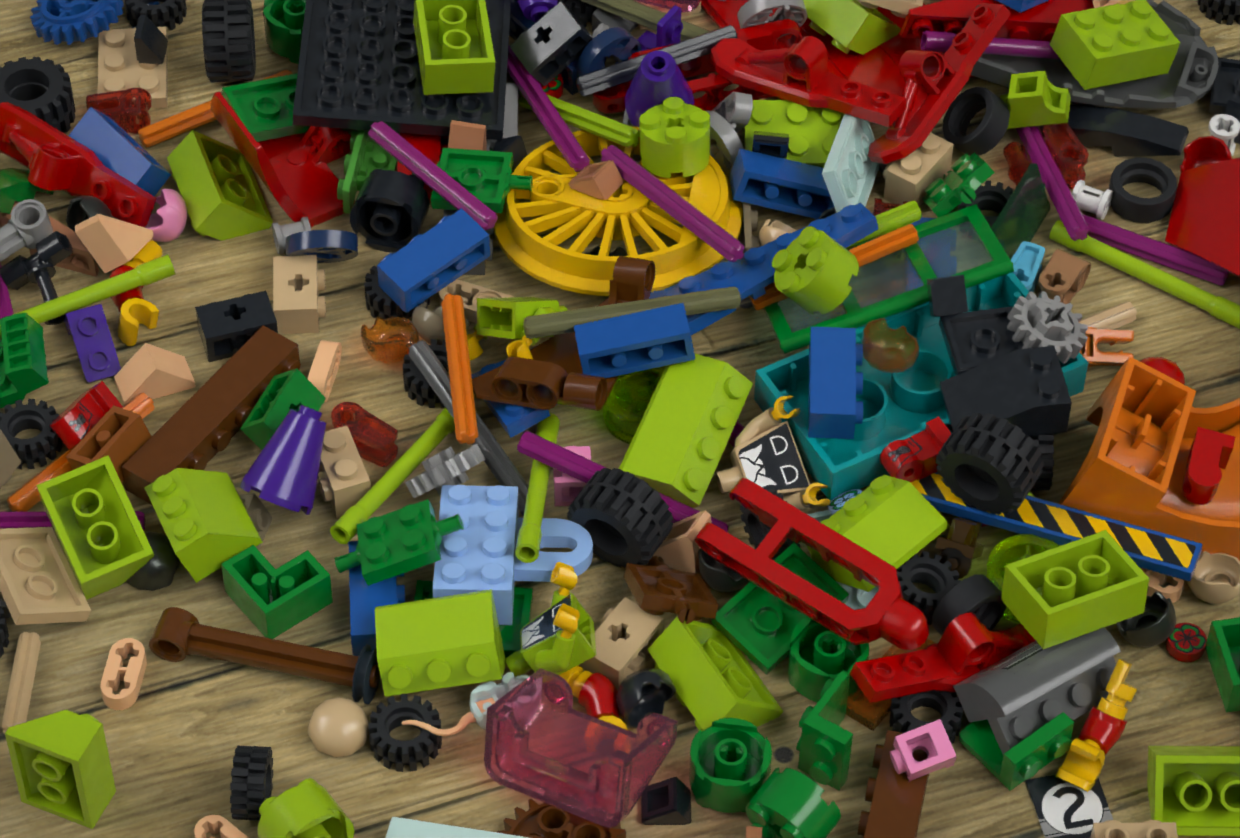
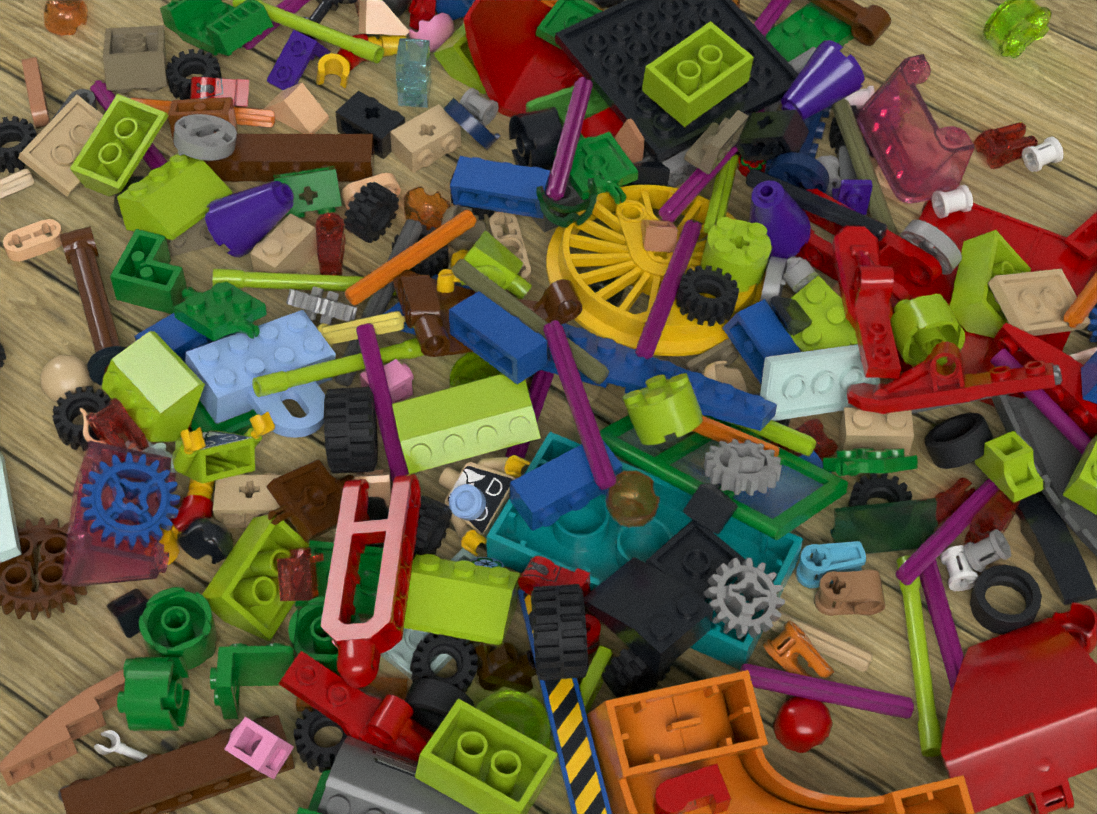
camera: 55 degrees right, 5 degrees up
(175, 454) = (196, 137): none -> light grey piece
(213, 254) = (413, 72): none -> clear light blue brick
(361, 376) = (371, 212): none -> black tyre
(468, 694) = (114, 421): none -> clear red piece
(506, 450) = (346, 331): none -> light yellow axle
(529, 192) = (588, 205): none -> dark green helmet
(541, 78) = (716, 142): none -> dark tan bracket
(569, 724) = (122, 488): none -> blue gear
(705, 181) = (707, 308): none -> black tyre
(750, 639) = (298, 575): none -> clear red bracket
(771, 318) = (579, 405): none -> magenta axle
(774, 473) = (467, 502): none -> light blue tile
(860, 60) = (922, 325): none -> lime brick
(921, 252) = (742, 467): none -> light grey gear
(1098, 166) = (987, 550): none -> light grey bush
(1150, 342) = (829, 691): none -> magenta axle

